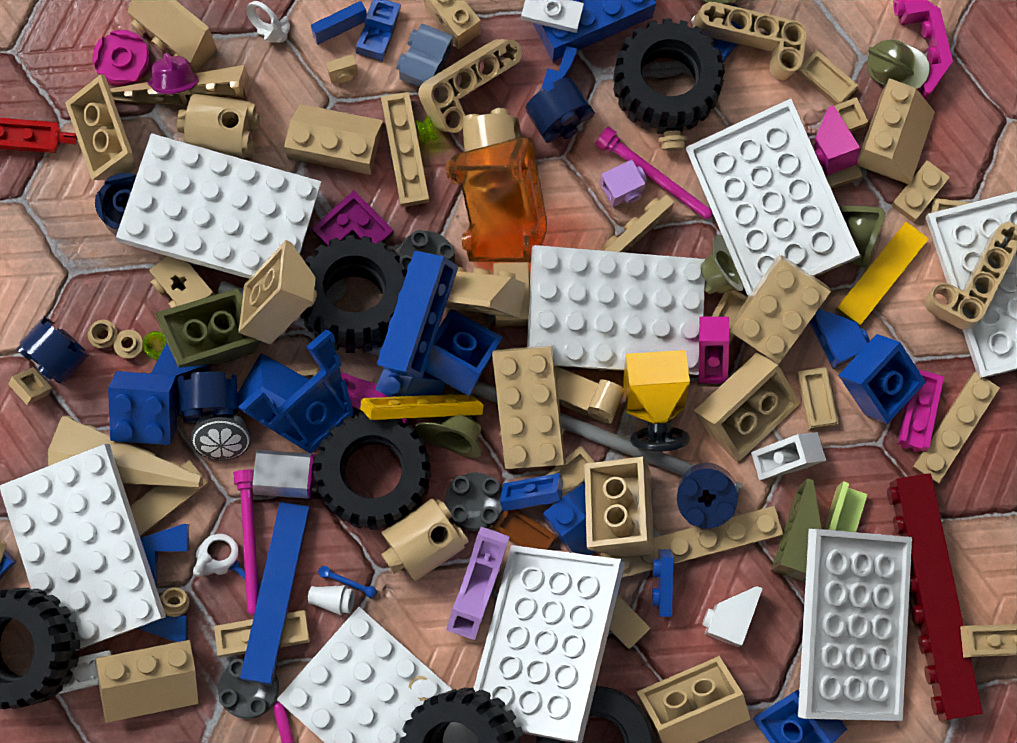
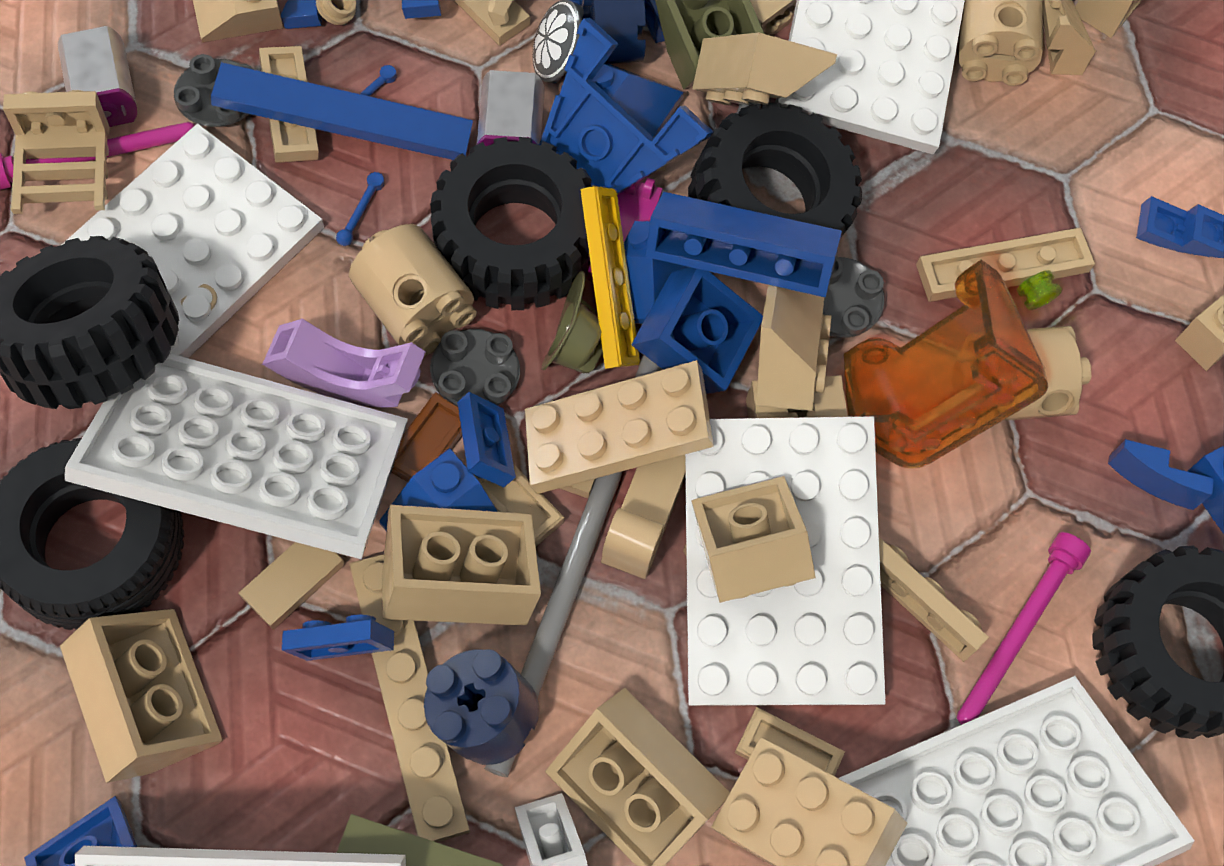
camera: 85 degrees right, 10 degrees down
(206, 565) = (384, 33): white piece -> none
(244, 483) = (418, 85): dark pink piece -> none
(273, 32) = (1165, 83): white piece -> none
(332, 598) = (334, 189): white cone -> none
(333, 139) = (1006, 171): tan slope -> none
(338, 22) = (1182, 171): blue tile -> none
(342, 69) = (1114, 178): tan plate -> none
(350, 217) = (891, 201): magenta plate -> none
(426, 55) = (1153, 288): sand blue brick -> none
(471, 79) = (1131, 345): tan beam -> none
(559, 110) = (1104, 468): dark blue brick -> none
(612, 325) = (753, 539): none -> tan slope
(623, 183) = (998, 576): lavender brick -> none
(657, 392) = (653, 623): yellow piece -> none
(673, 141) = (1082, 656): tan plate -> none
(713, 349) = (732, 718): dark pink slope -> none
(720, 269) = (872, 730): olive piece -> none
(732, 617) = (279, 755): white slope -> none

